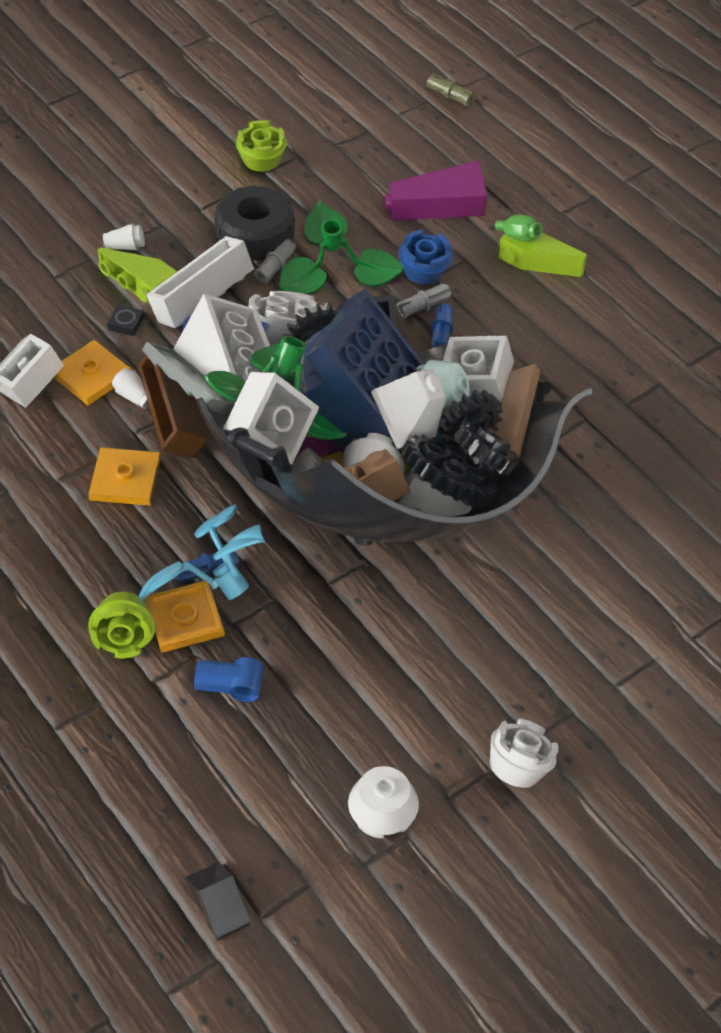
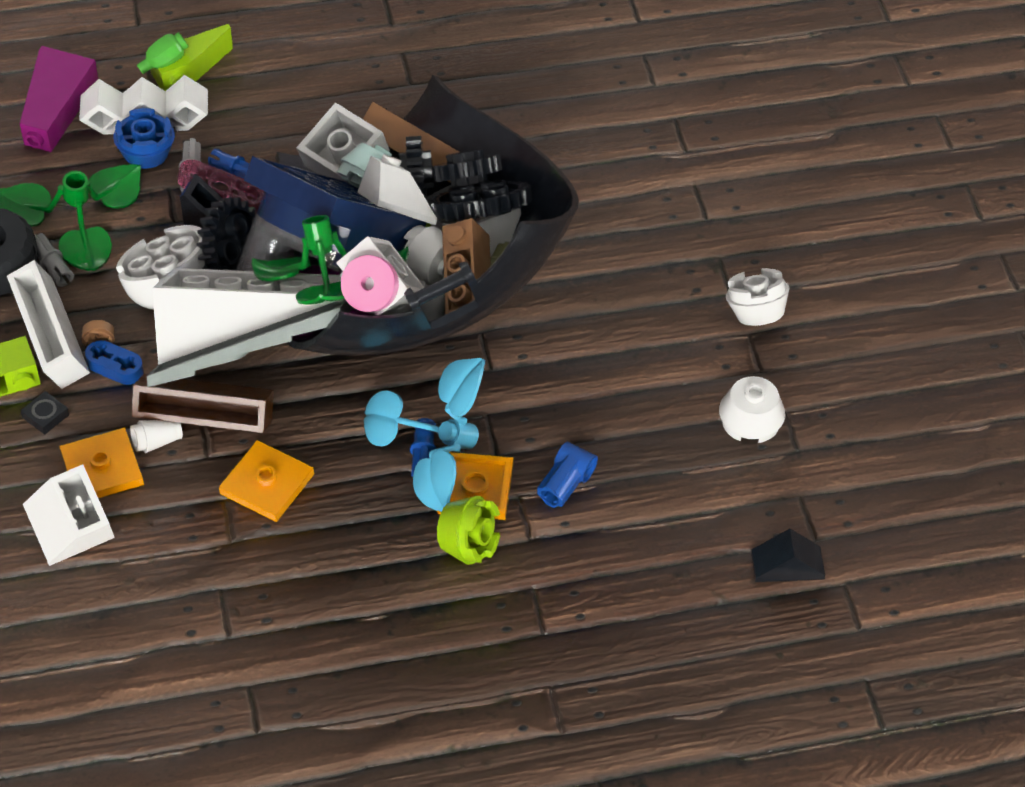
camera: 65 degrees left, 0 degrees up
(238, 402) = (355, 277): none -> bright pink piece
(414, 312) = (216, 175): none -> clear pink beam
(467, 245) = (182, 103): none -> white brick

